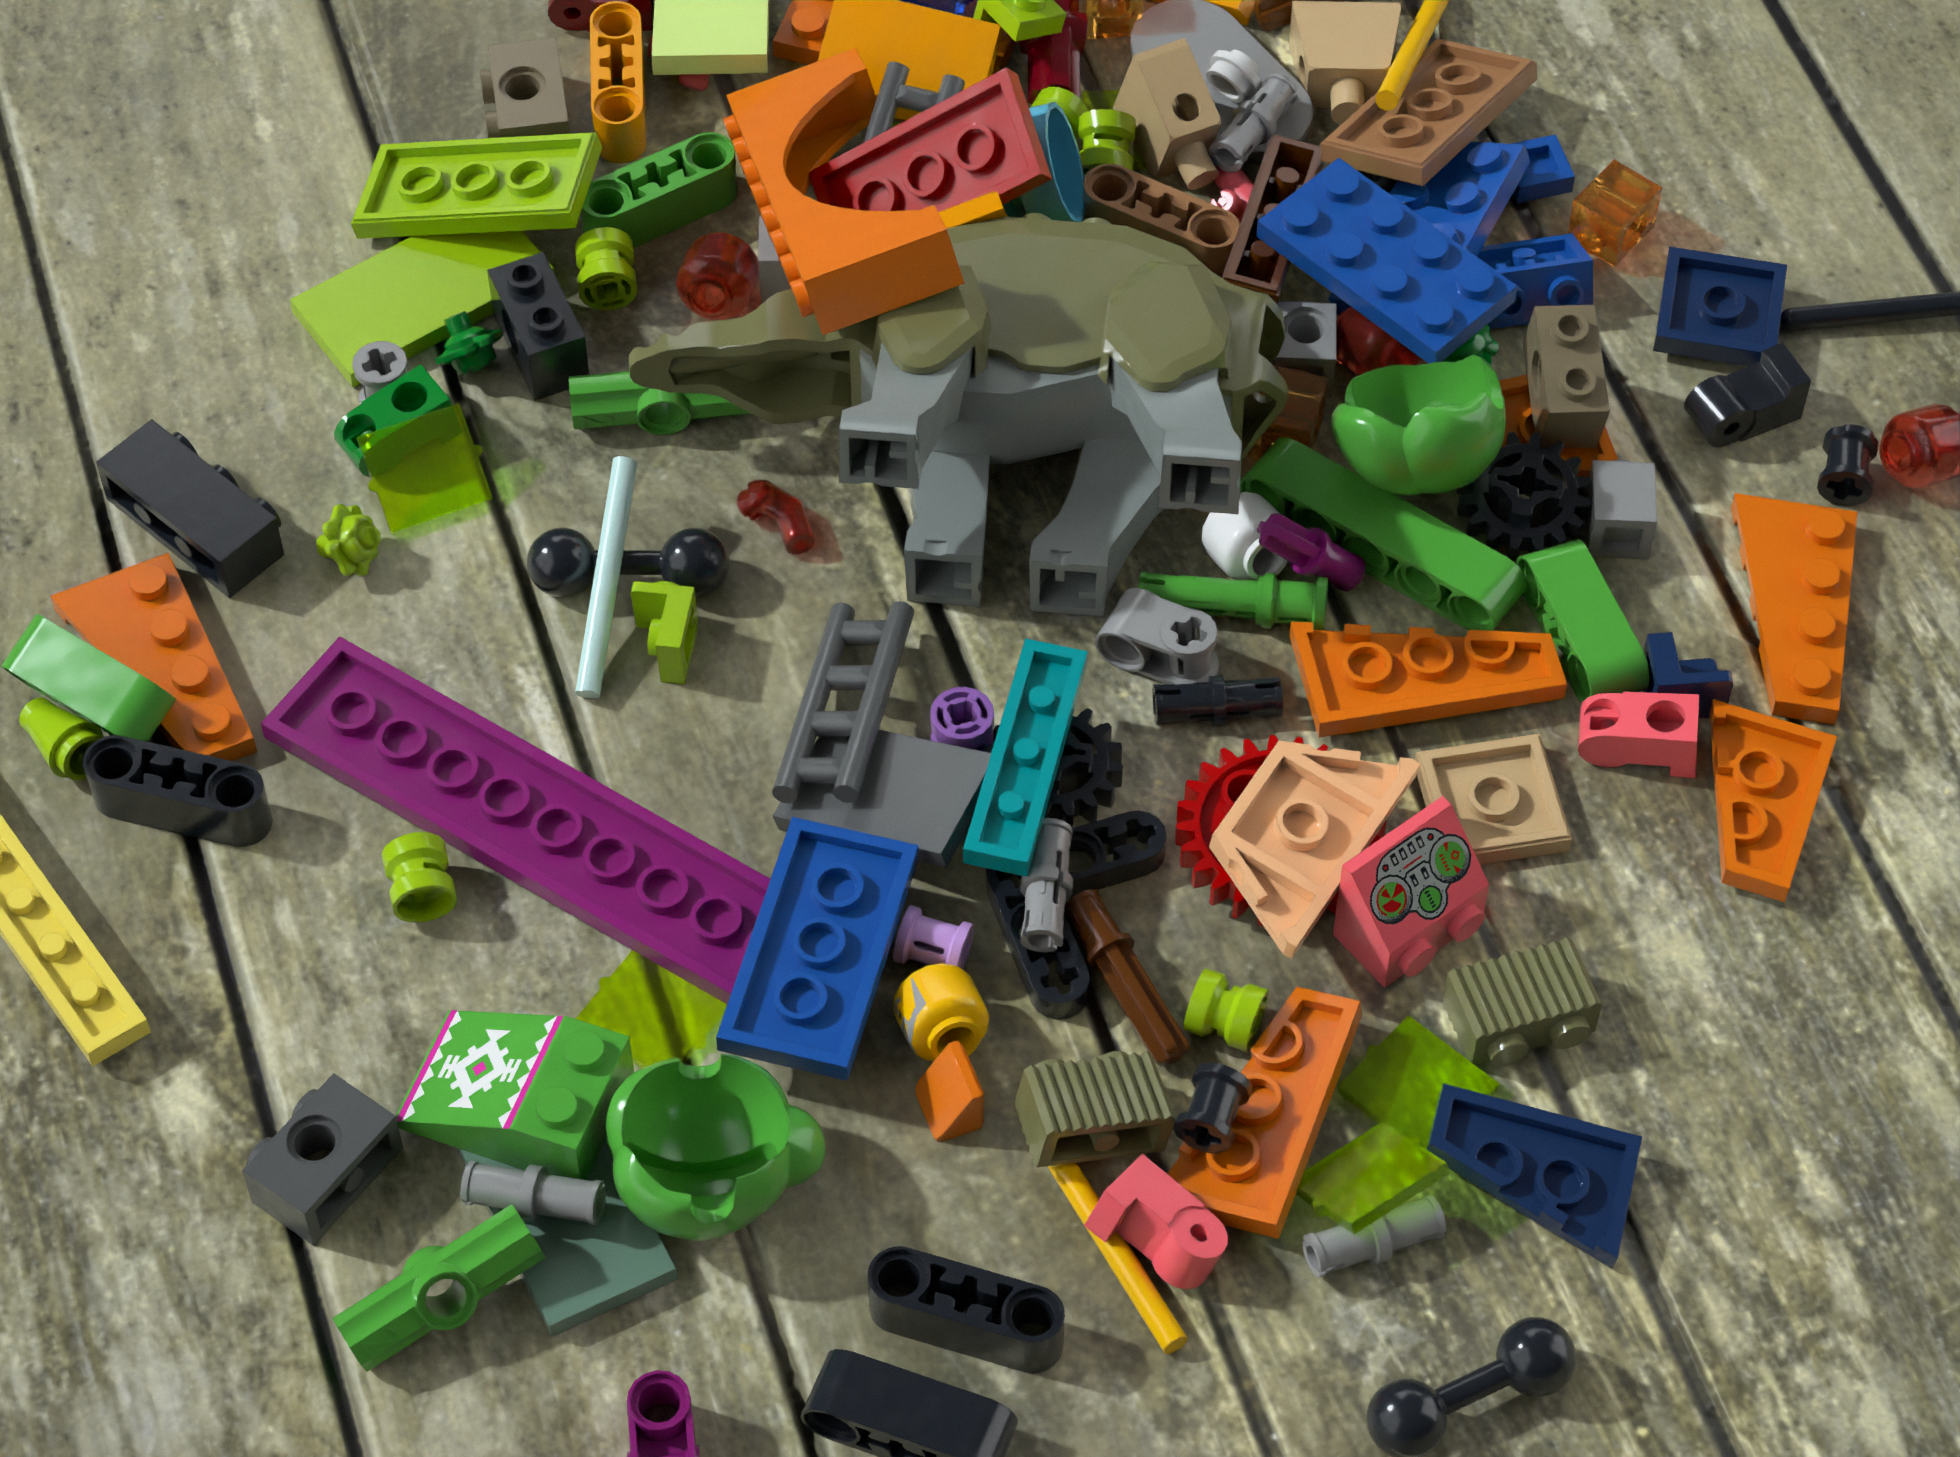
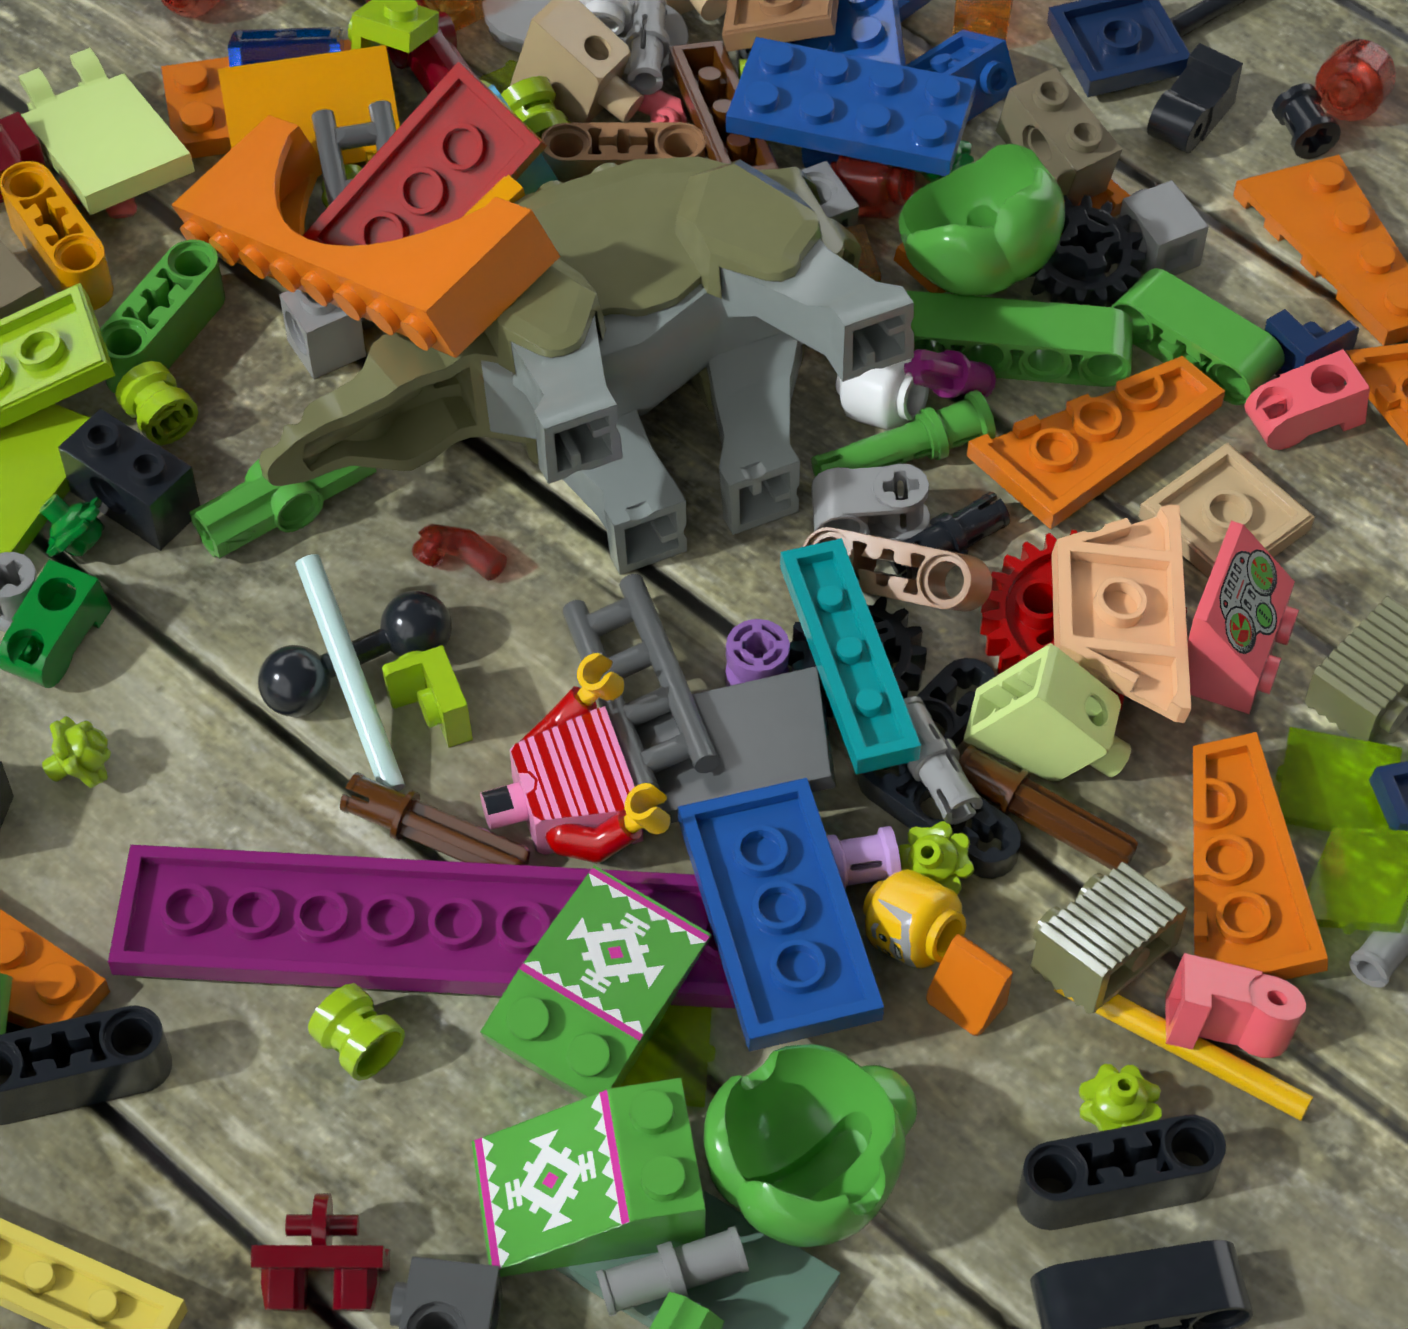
camera: 30 degrees left, 0 degrees up
(241, 1038) = (287, 1266): none -> dark red hips
(424, 468) = (107, 654): clear neon green piece -> none
(581, 723) = (428, 825): none -> reddish brown axle
(624, 932) = (595, 986): none -> bright green slope
(717, 276) = (265, 366): clear red head -> none
(733, 751) = (575, 778): none -> torso
(999, 971) = (938, 854): none -> lime plant
(1011, 1249) = (1119, 1098): none -> lime plant
(1163, 728) = (932, 564): none -> medium nougat beam
(1175, 899) = (1048, 718): none -> yellowish green torso
(1212, 1108) = (1210, 883): black bush -> none
(1233, 1011) = (1156, 794): lime wheel -> none

